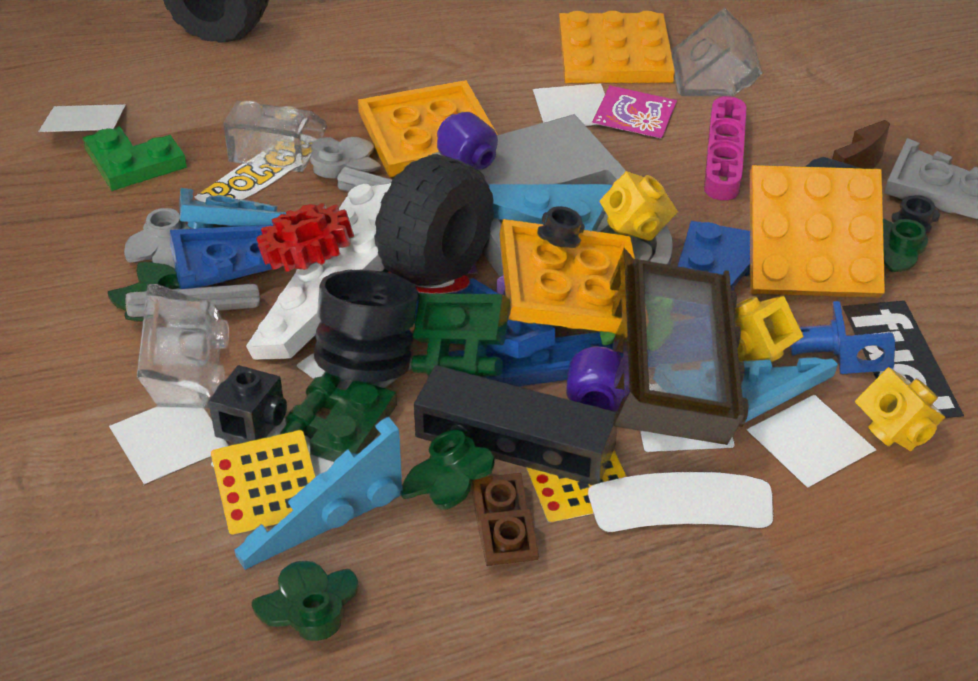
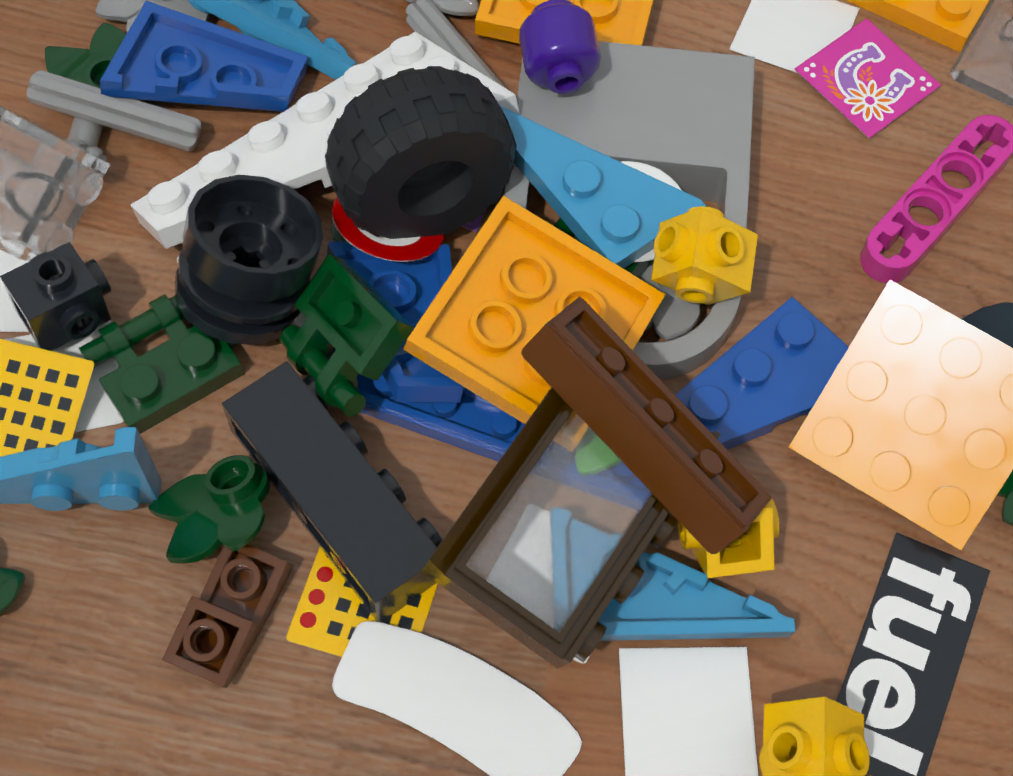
camera: 30 degrees right, 20 degrees up
(305, 237) = (273, 93): red gear -> none
(561, 227) = (570, 235): black plate -> none
(593, 376) = (458, 476): dark purple head -> none
(691, 278) = (646, 426): none -> reddish brown slope
(833, 338) = (826, 587): blue bracket -> none

